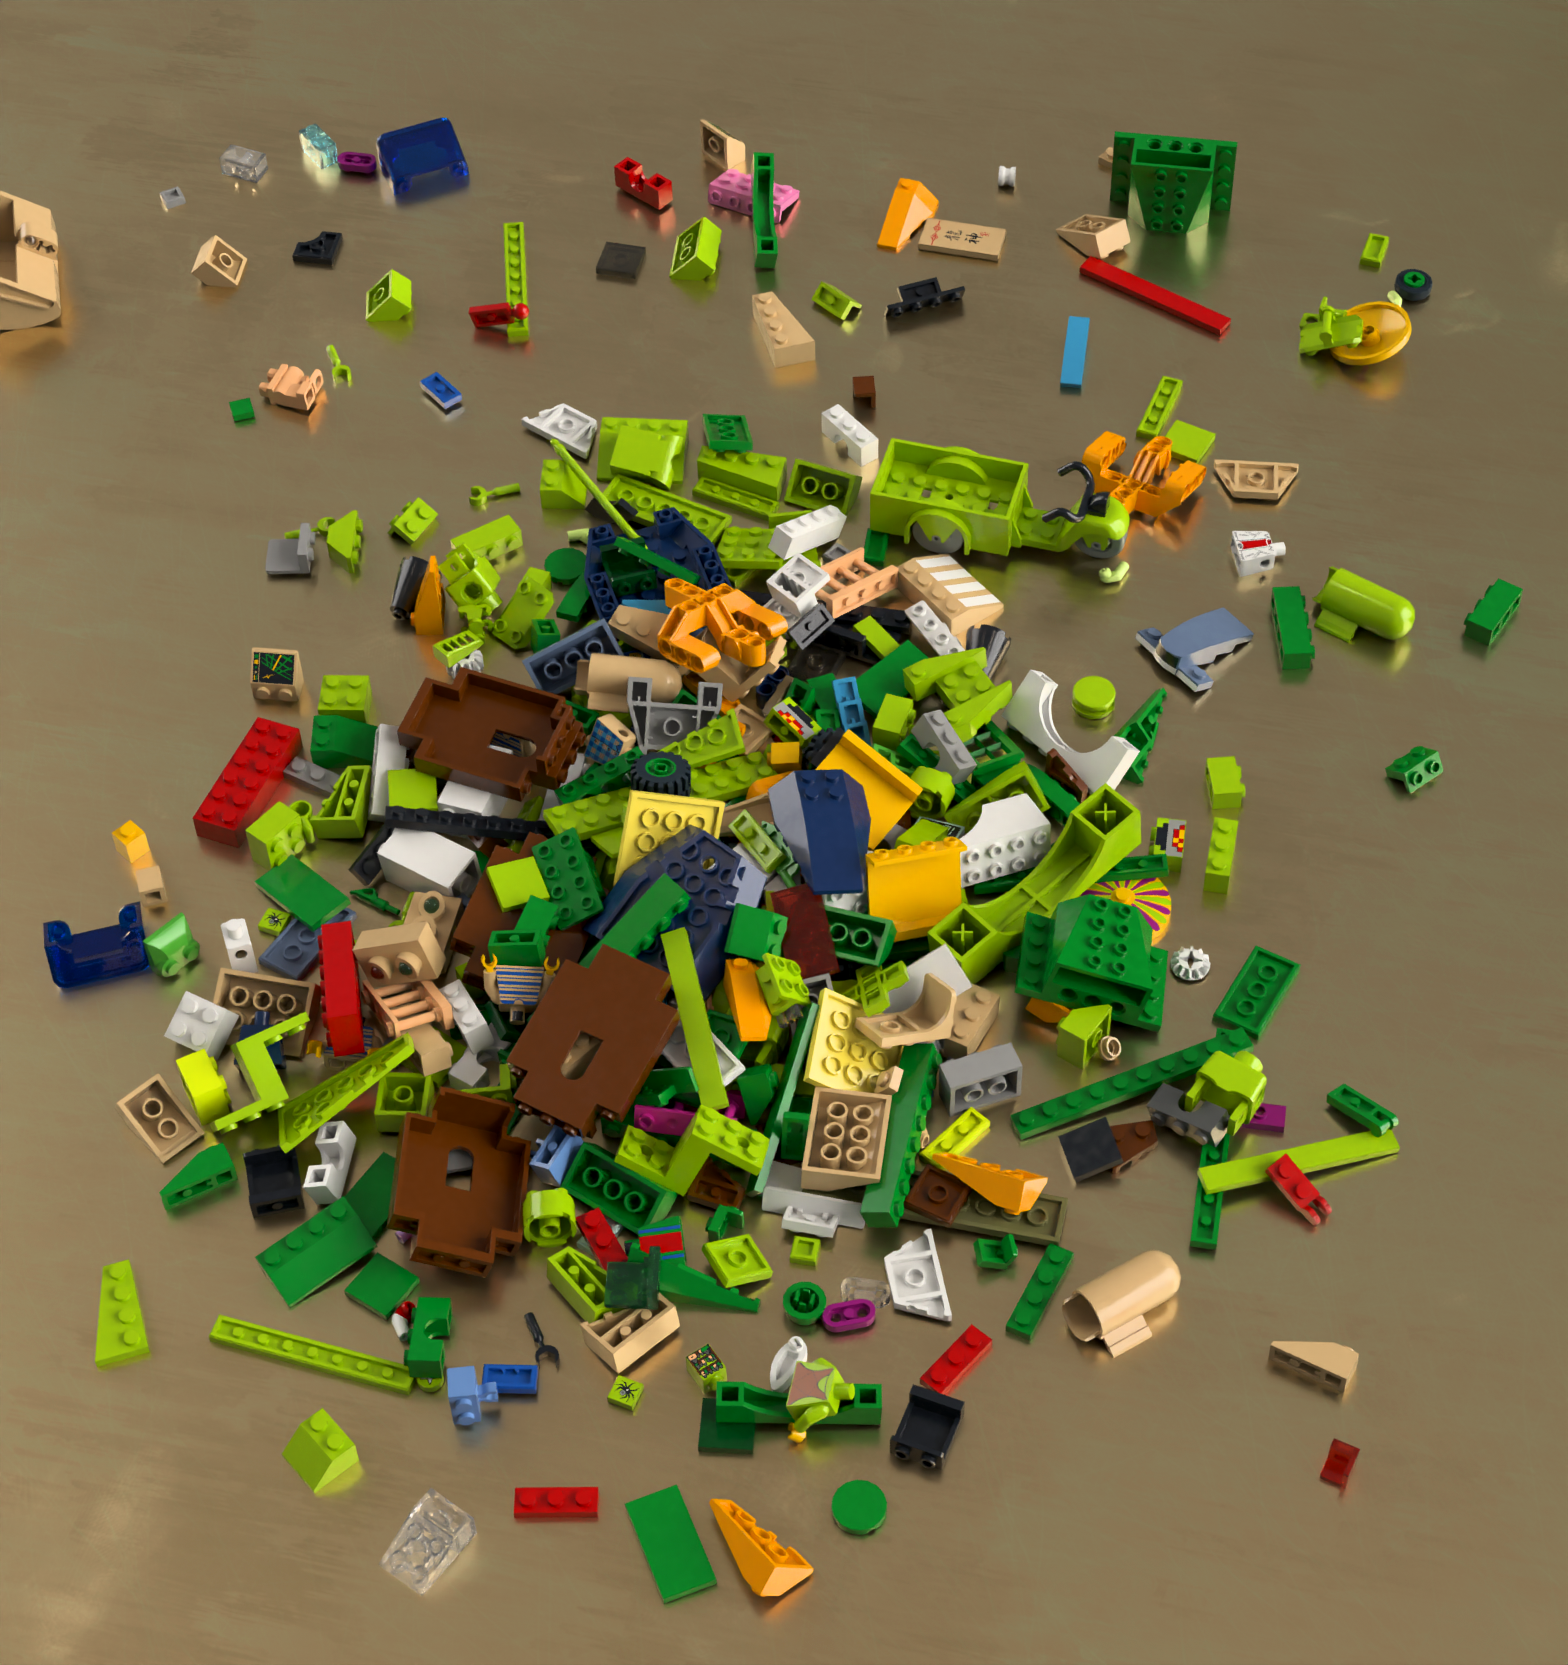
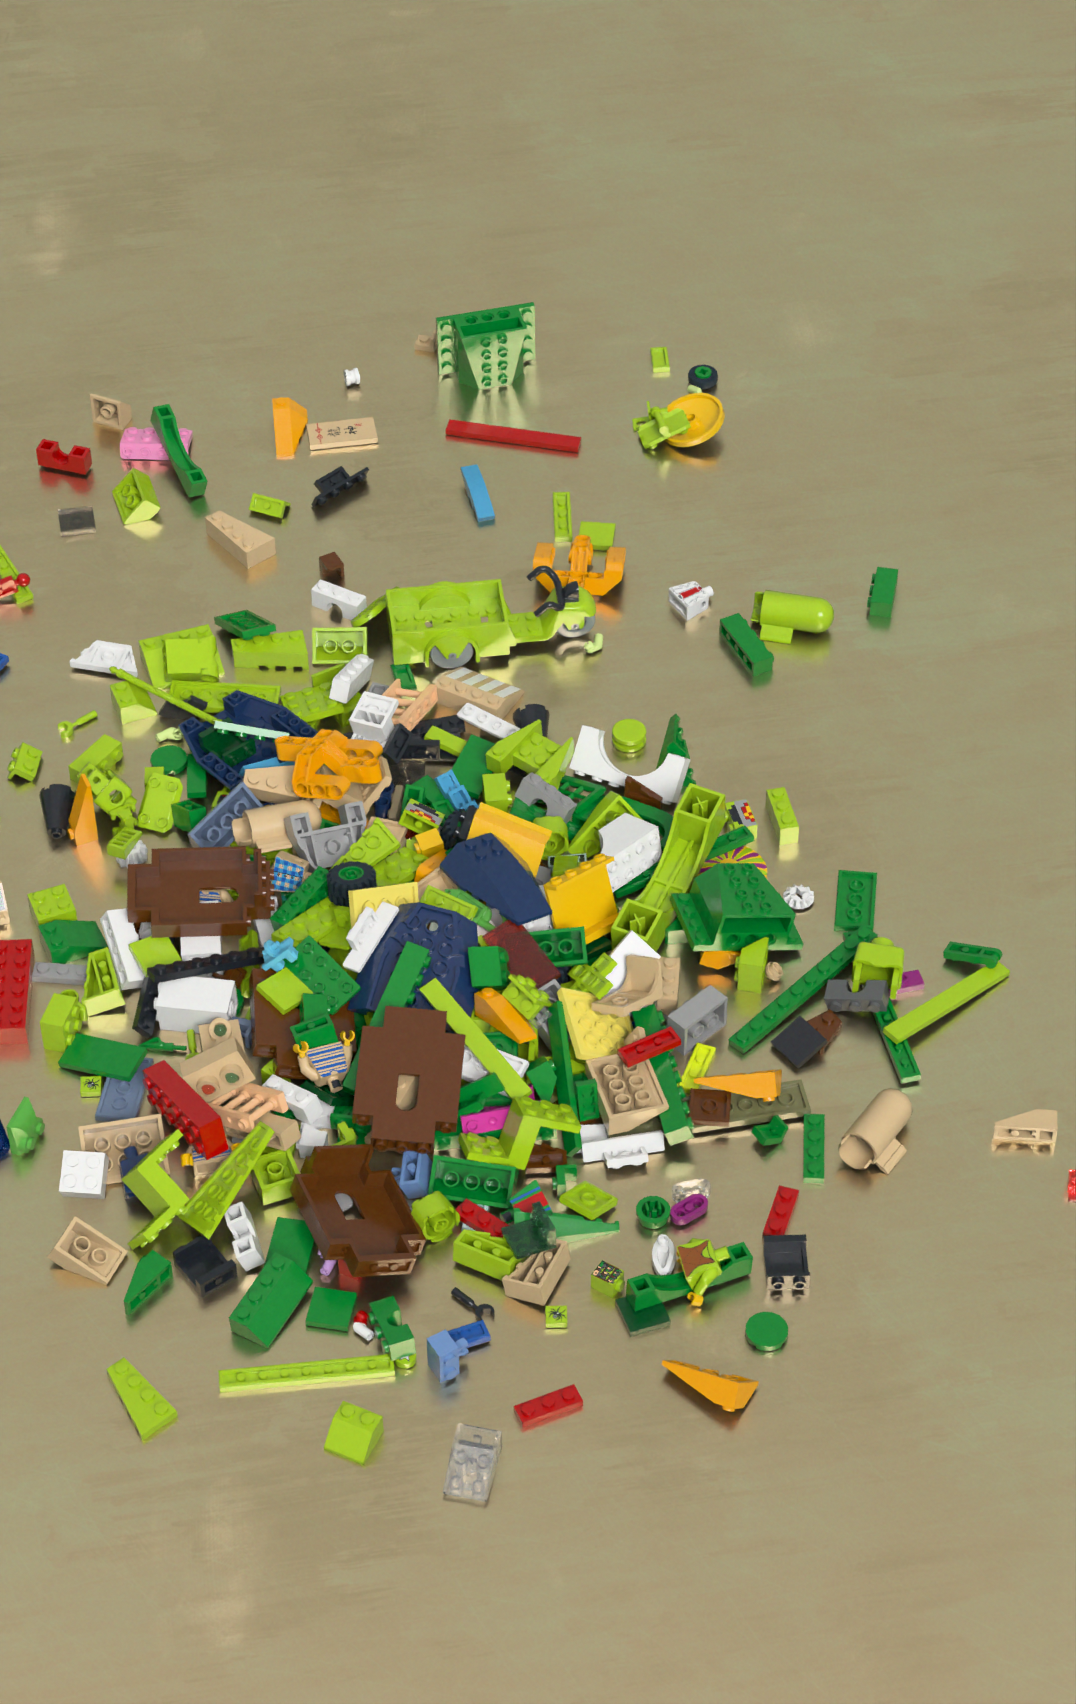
camera: 25 degrees left, 5 degrees down
(204, 1086) = (112, 1216): neon yellow brick -> none
(237, 939) = (73, 1105): white torso -> none
(527, 838) = (276, 952): none -> medium azure hips
(634, 847) = (367, 934): none -> white bracket
(670, 1544) = (646, 1402): green tile -> none
(735, 498) = (274, 673): lime tile -> none
(804, 1251) = (631, 1178): lime tile -> none
(871, 459) = (370, 611): none -> lime tile
(894, 1096) = (649, 1047): none -> red plate
(917, 1279) = (725, 1169): white wing -> none
(1096, 234) = (445, 402): tan slope -> none
(1195, 644) = (682, 676): sand blue slope -> none
(1224, 782) = (756, 765): lime brick -> none
(1255, 478) = (661, 547): tan wing -> none
(1297, 1188) = (957, 1020): red hinge -> none
(1416, 767) = (886, 714): green bracket -> none

